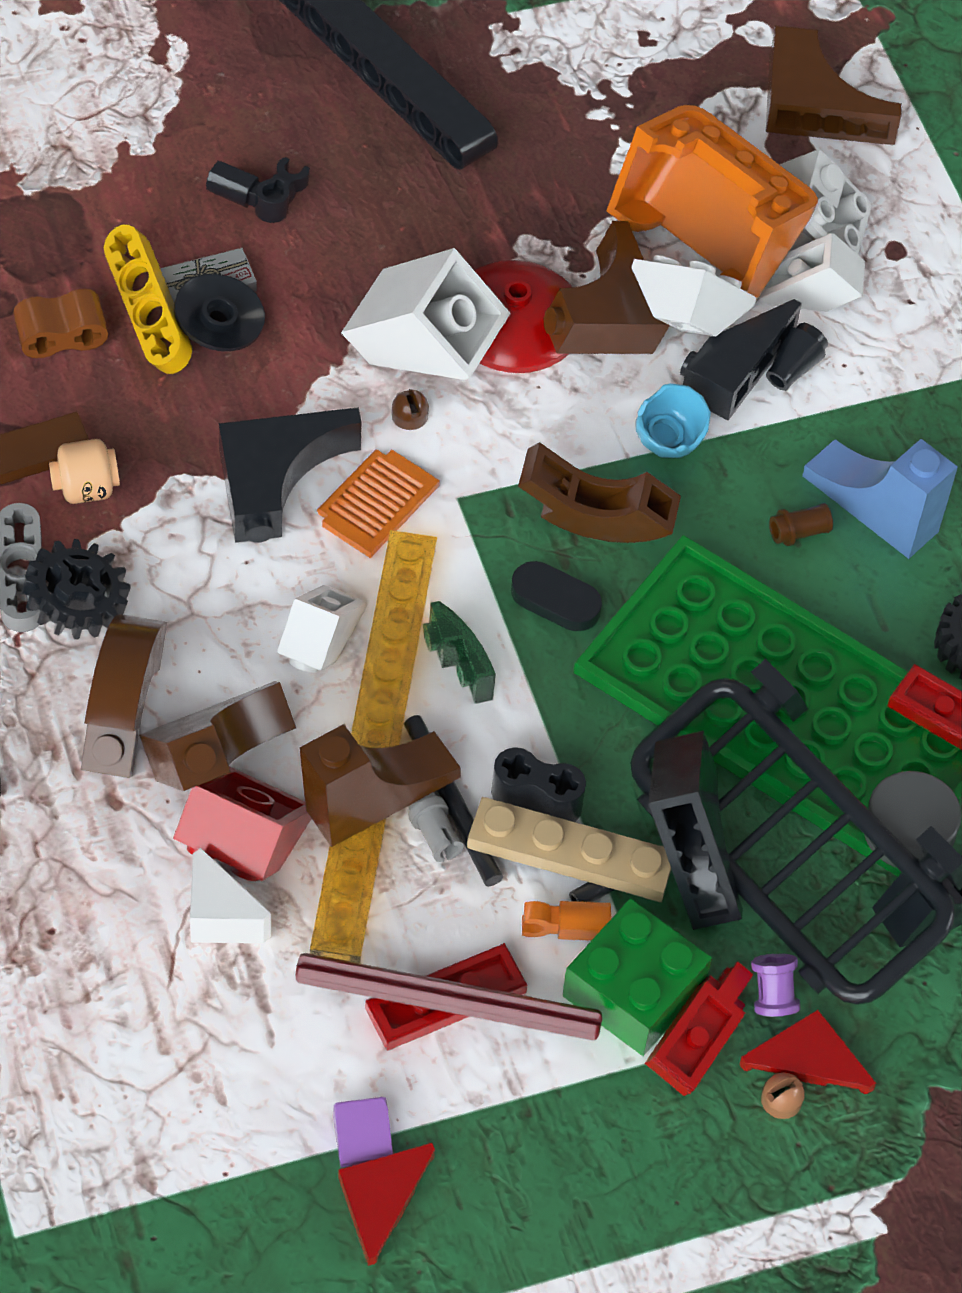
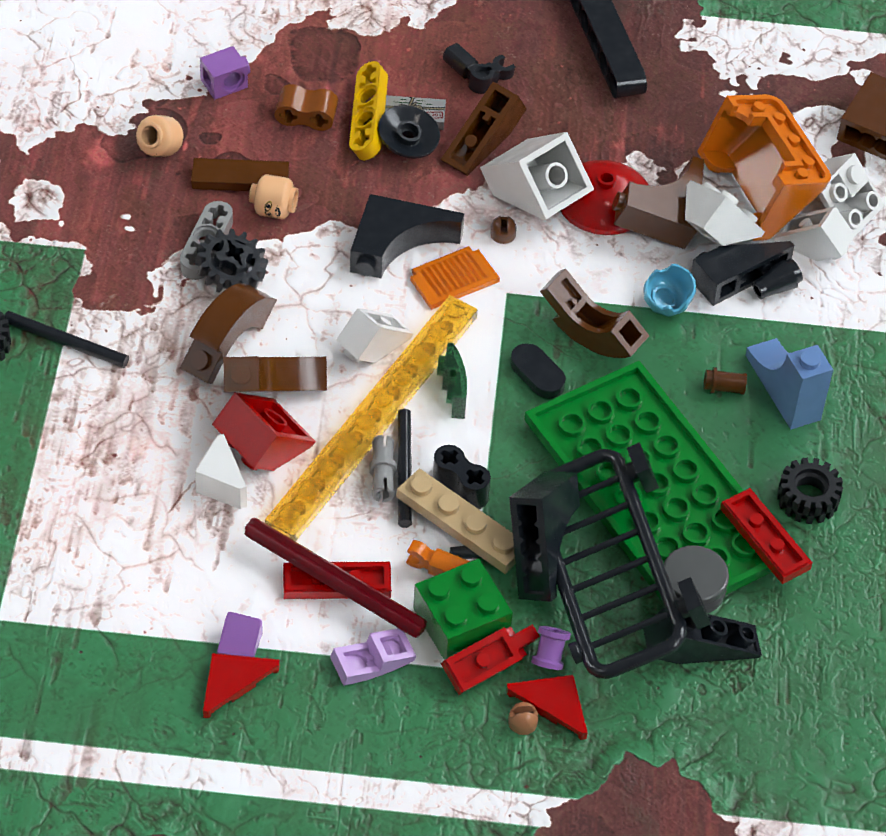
camera: 25 degrees right, 5 degrees down
(317, 275) = (485, 129): none -> reddish brown slope
(360, 785) = (342, 433): reddish brown arch -> none
(549, 1088) = (379, 655): none -> lavender slope

